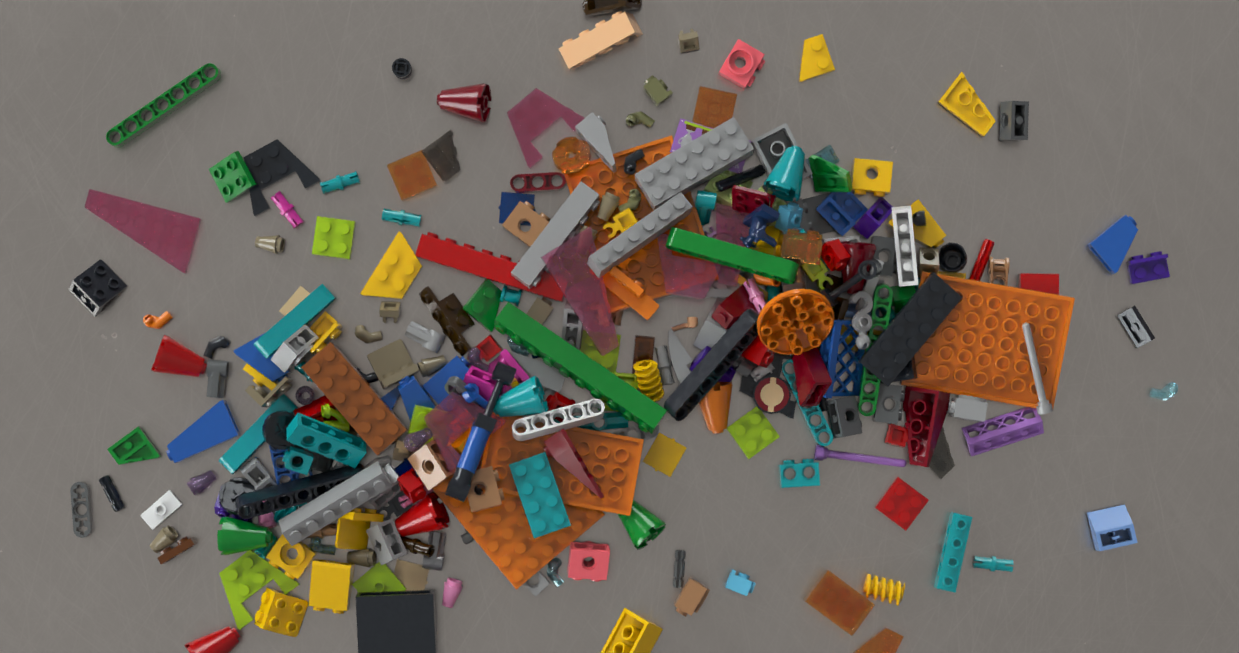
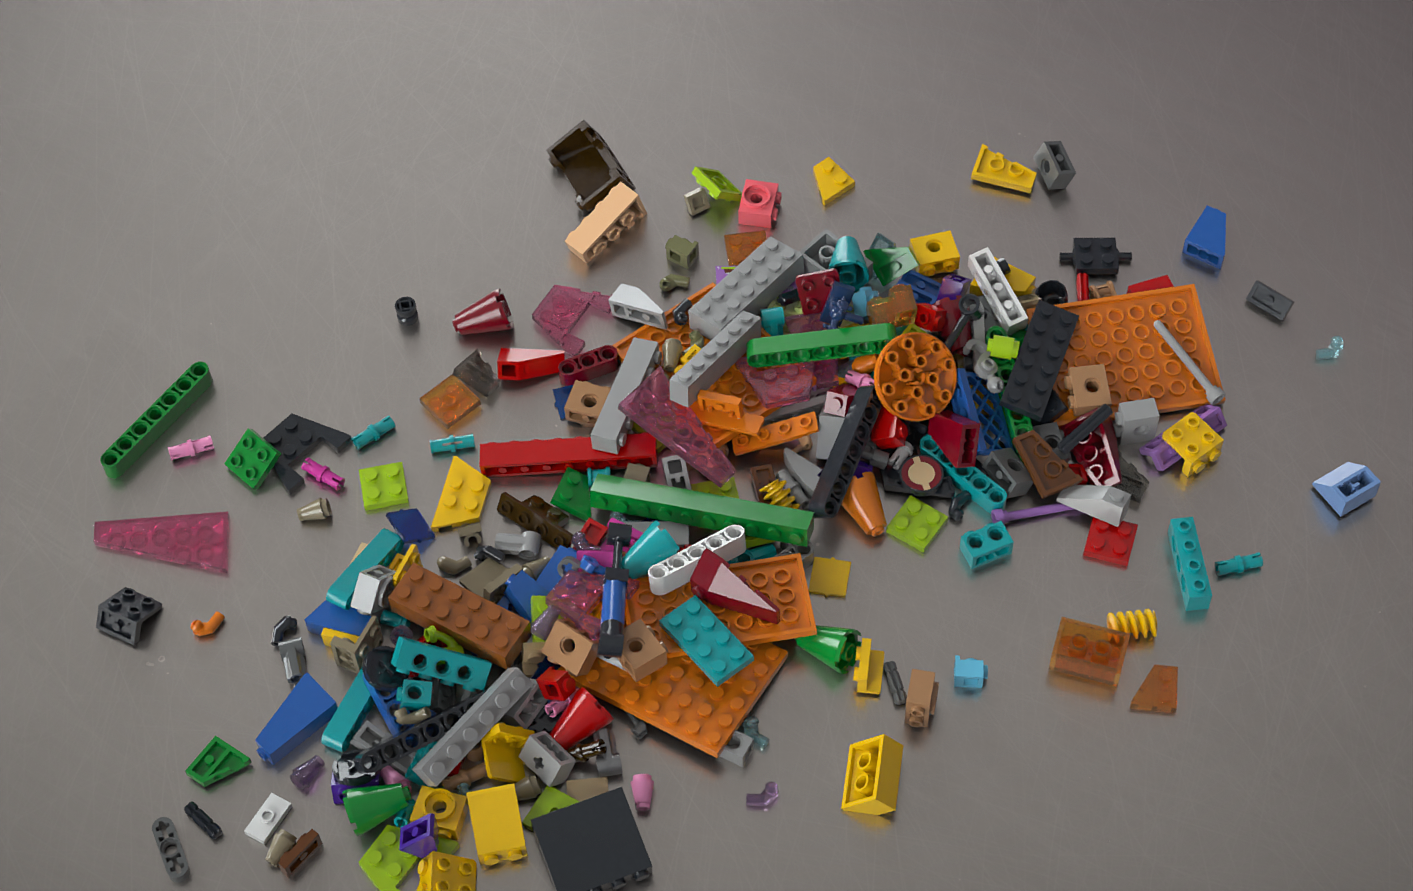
camera: 20 degrees left, 30 degrees down
(177, 359) = (242, 651): red cone -> none
(184, 143) = (190, 448): none -> bright pink pin
(267, 579) = (420, 836): none -> dark purple slope
(285, 475) = (412, 718): none -> dark tan arm
(343, 288) = (410, 525): none -> clear blue piece
(395, 333) = (489, 551): none -> black arm
(484, 162) = (527, 363): none -> red slope
(543, 629) = (765, 797): none -> clear purple arm
(576, 163) = (615, 330): clear orange plate -> none
(596, 568) = (780, 713): coral brick -> none
(663, 553) = (870, 668): none -> yellow bracket
(672, 317) = (776, 433): none -> orange bracket
(712, 33) = (717, 184): none -> lime plate
(793, 425) = (956, 503): none -> black arm
(873, 426) = (1044, 466): none -> reddish brown wing
(882, 312) = (1003, 347): none -> lime brick
(901, 471) = (1097, 501): none -> light grey slope
(920, 407) = (1084, 428): none -> black axle
(933, 360) = (1086, 377): none -> medium nougat brick
(1005, 444) = (1194, 442): none -> yellow bracket
(1010, 224) = (1095, 256): none -> black plate
(1148, 268) = (1253, 248): dark purple bracket -> none

